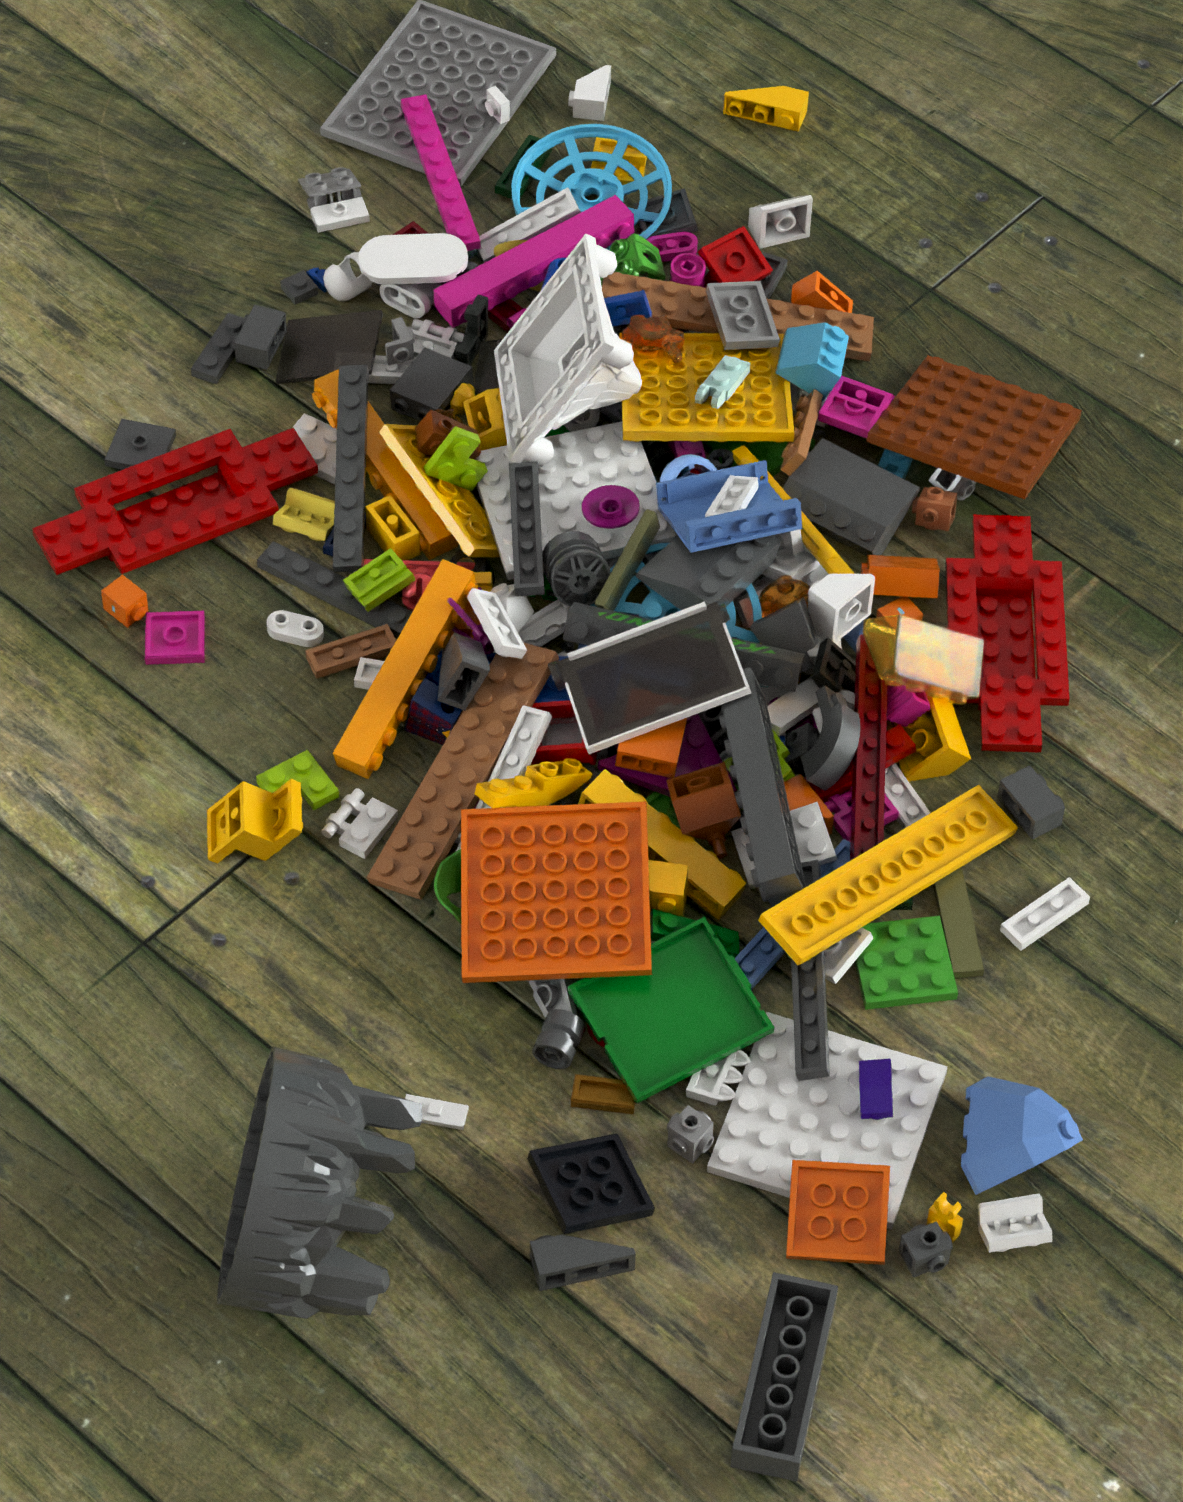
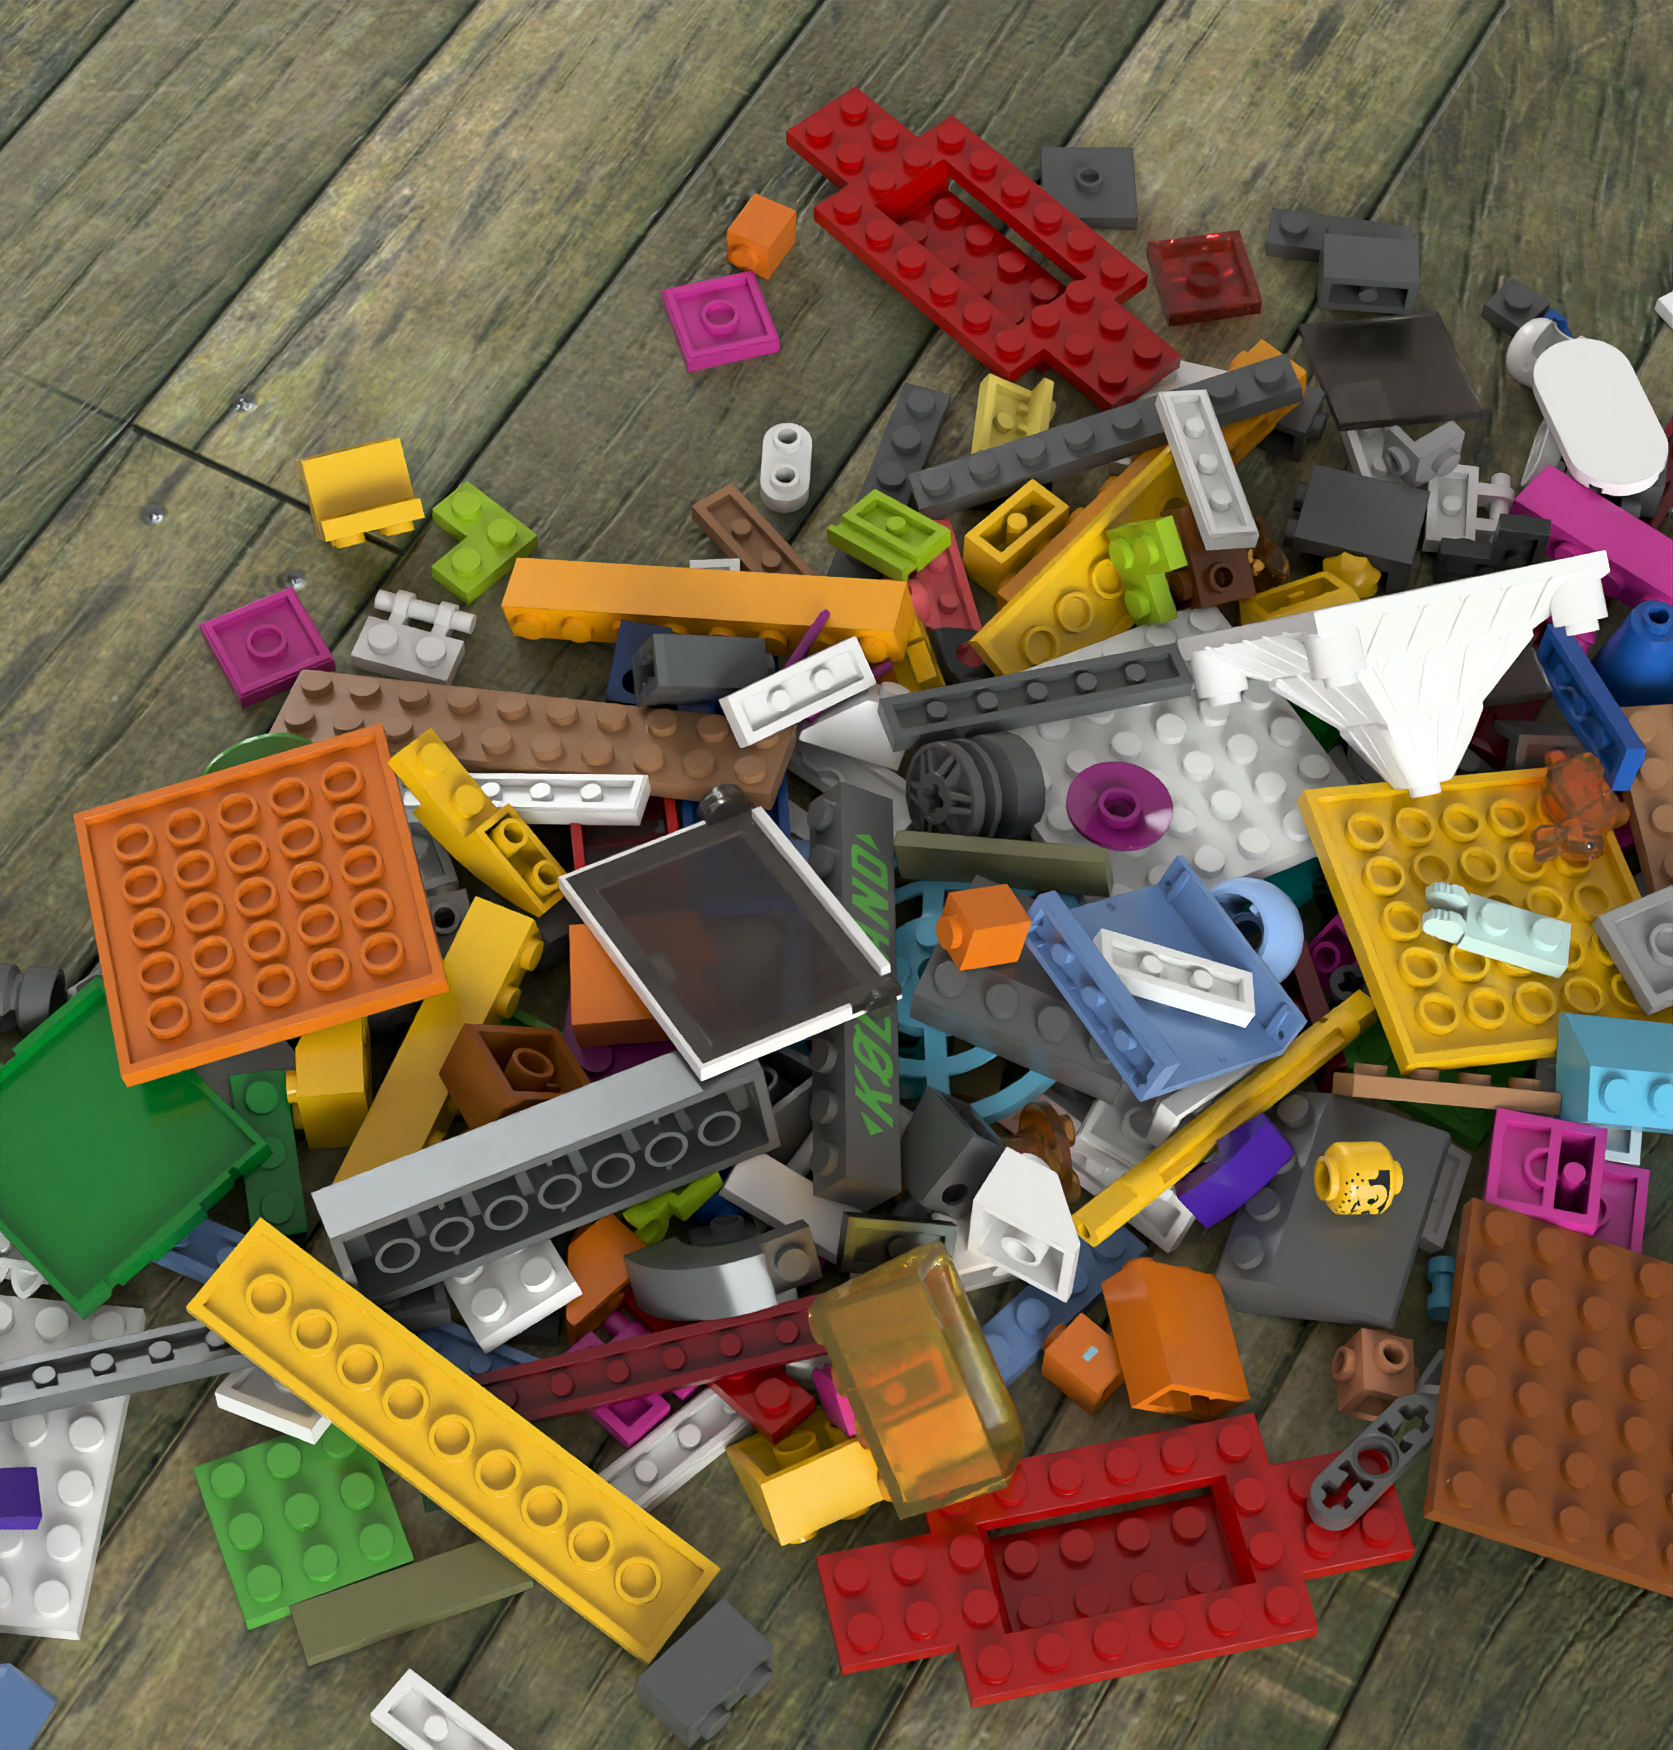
camera: 75 degrees right, 5 degrees up
(231, 409) = (1204, 278): none -> clear red plate
(340, 894) = (266, 646): none -> dark pink tile
(412, 414) = (1206, 470): none -> white tile
(689, 562) = (983, 927): none -> orange brick
(821, 513) = (1245, 1165): none -> dark purple slope
(848, 471) = (1357, 1177): none -> yellow head
(989, 525) = (1379, 1437): none -> dark grey beam

